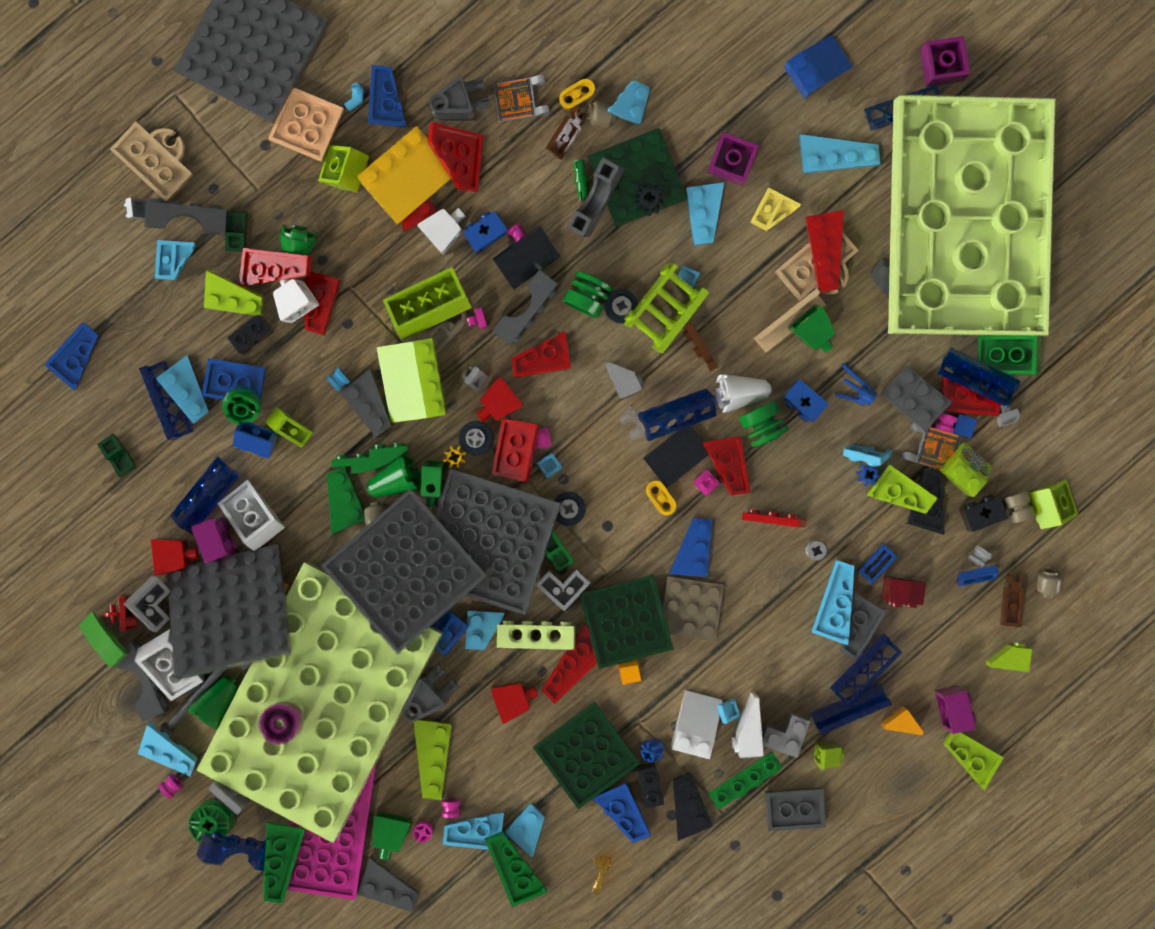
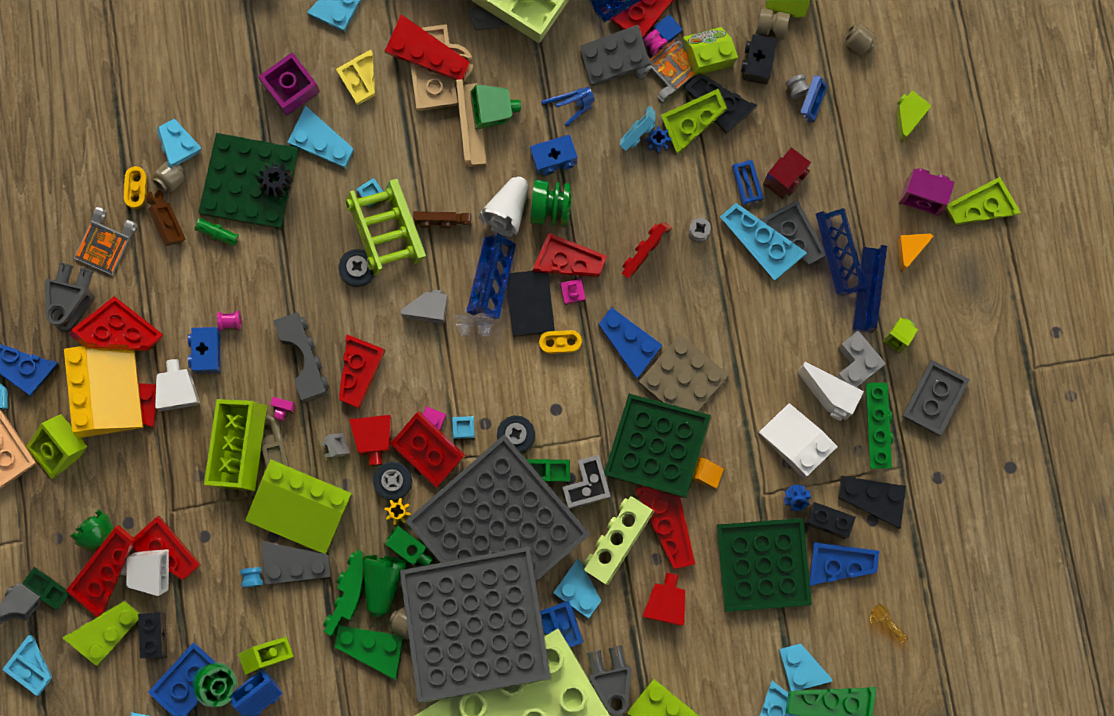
camera: 60 degrees left, 10 degrees down
(526, 257) = (254, 326): black tile -> none
(587, 294) = (326, 290): green wheel -> none
(588, 214) = (251, 241): dark grey arch -> none
(728, 711) = (803, 403): medium azure tile -> none
(1012, 602) = (858, 83): reddish brown plate -> none

